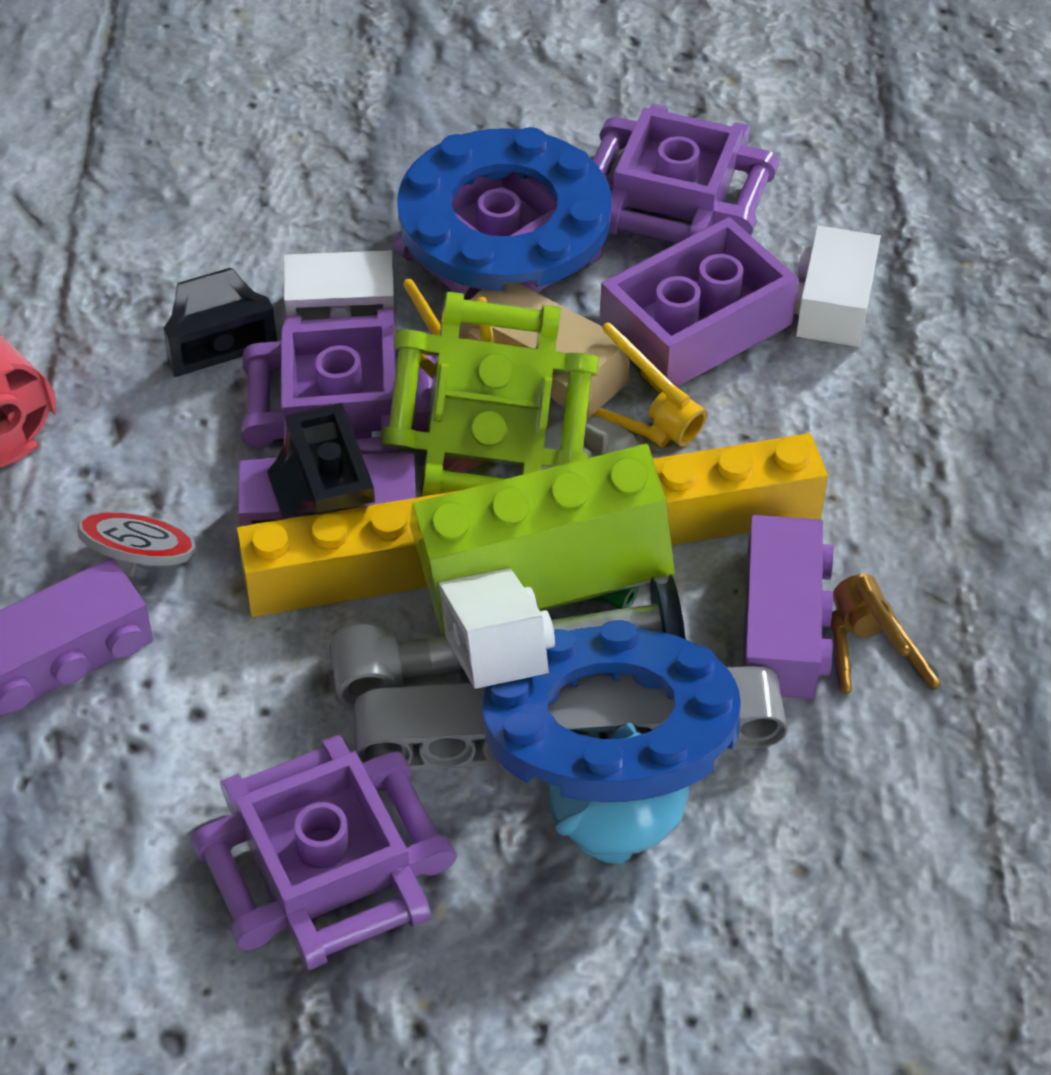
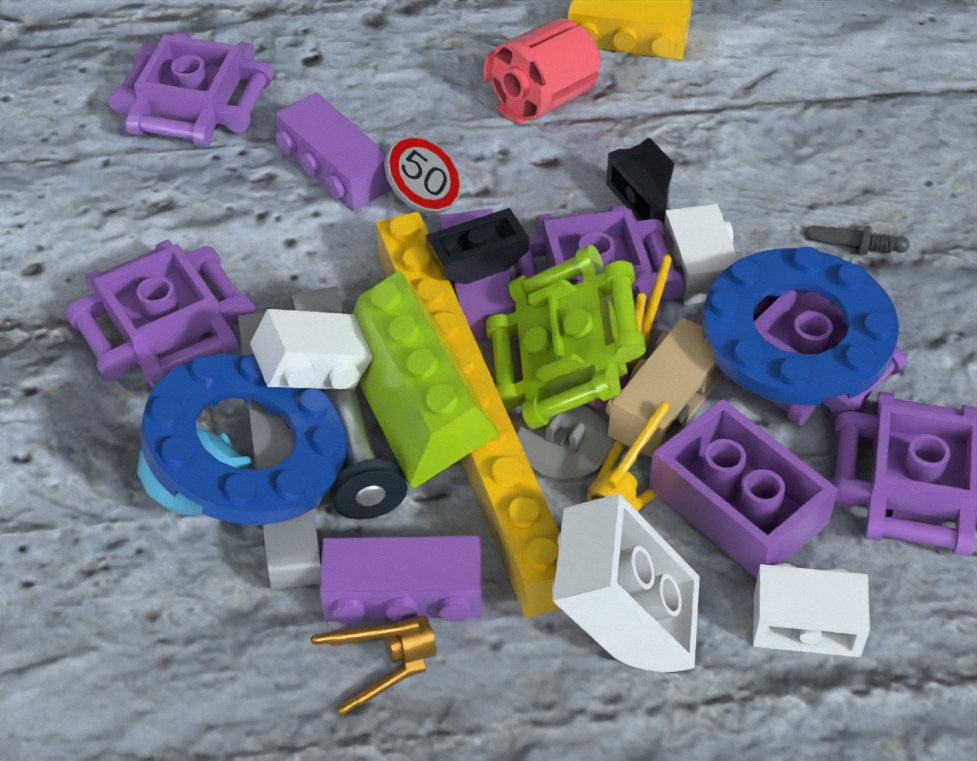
camera: 85 degrees right, 0 degrees up
(334, 167) = (864, 239): none -> dark grey piece
(832, 391) = (626, 586): none -> white brick

